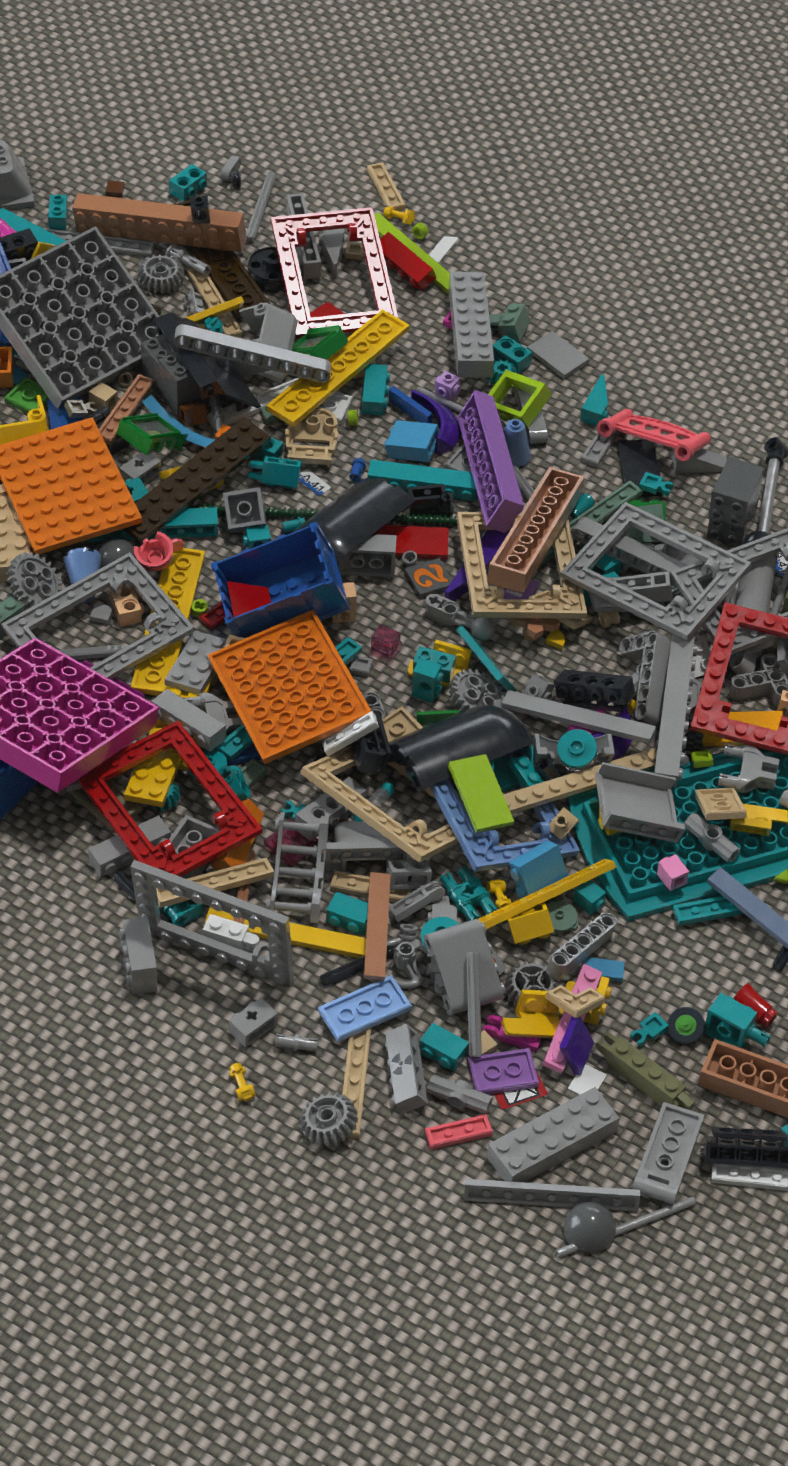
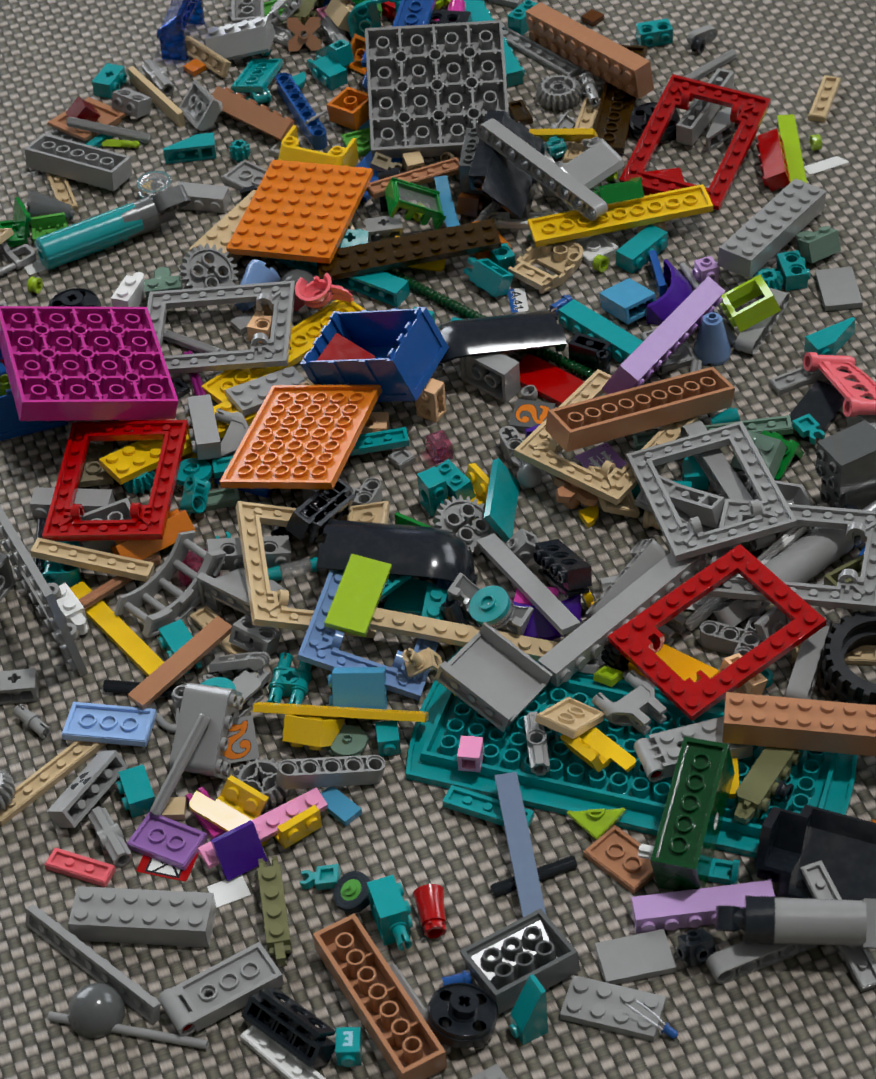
camera: 45 degrees right, 5 degrees down
(200, 209) = (613, 44): black brick -> none
(244, 509) = (426, 290): light grey brick -> none
(350, 734) = (303, 494): white tile -> none
(408, 217) = (815, 126): yellow bar -> none
(498, 887) = (319, 688): yellow bar -> none
(575, 1003) = (261, 812): tan tile -> none

